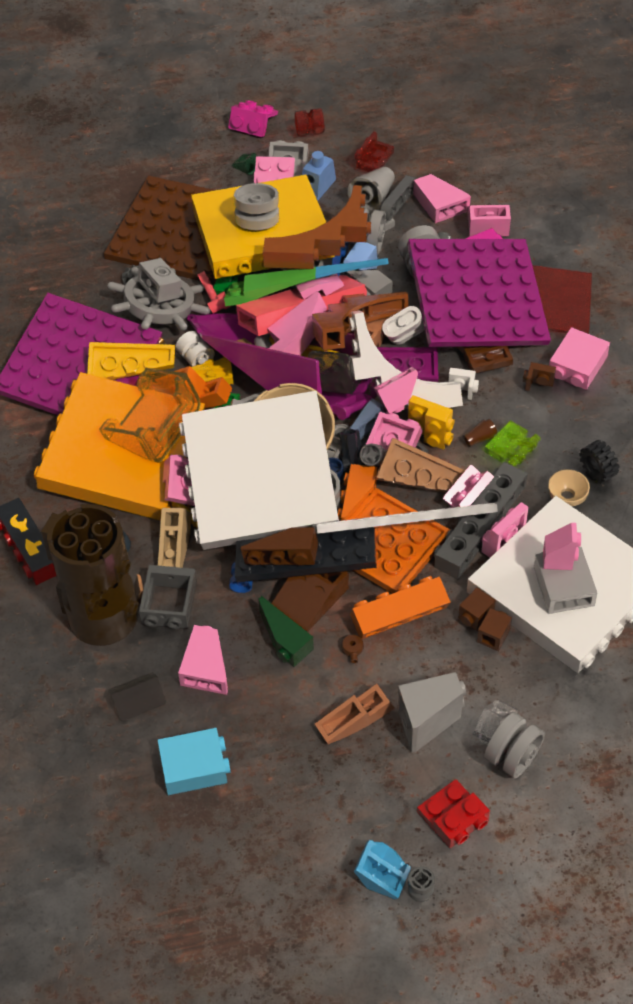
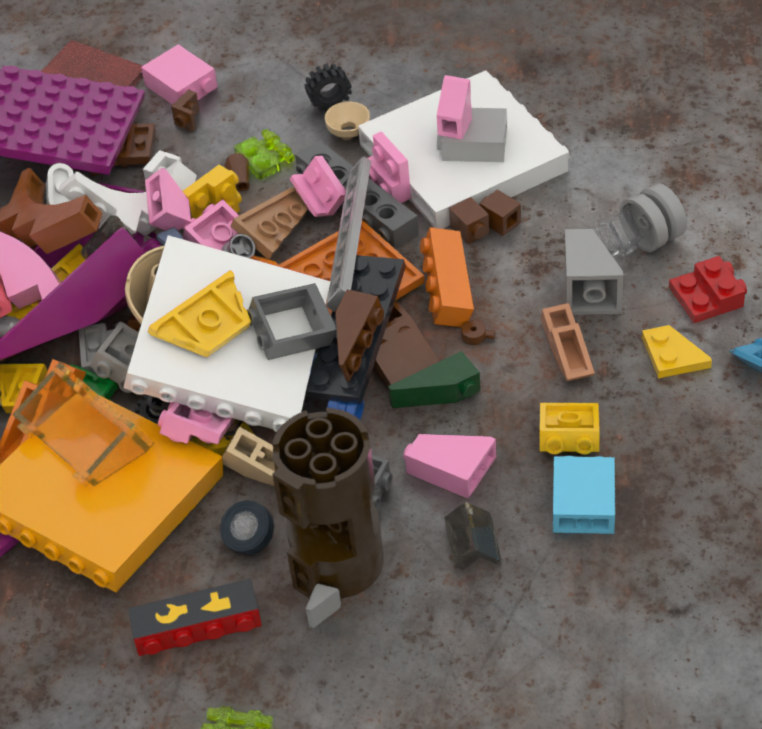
camera: 70 degrees left, 5 degrees down
(51, 612) = (322, 604): none -> light grey slope
(250, 445) = (205, 319): none -> yellow wing
(259, 735) = (569, 427): none -> yellow plate
(292, 517) = (315, 310): none -> dark grey window
(372, 798) = (673, 353): none -> yellow wing

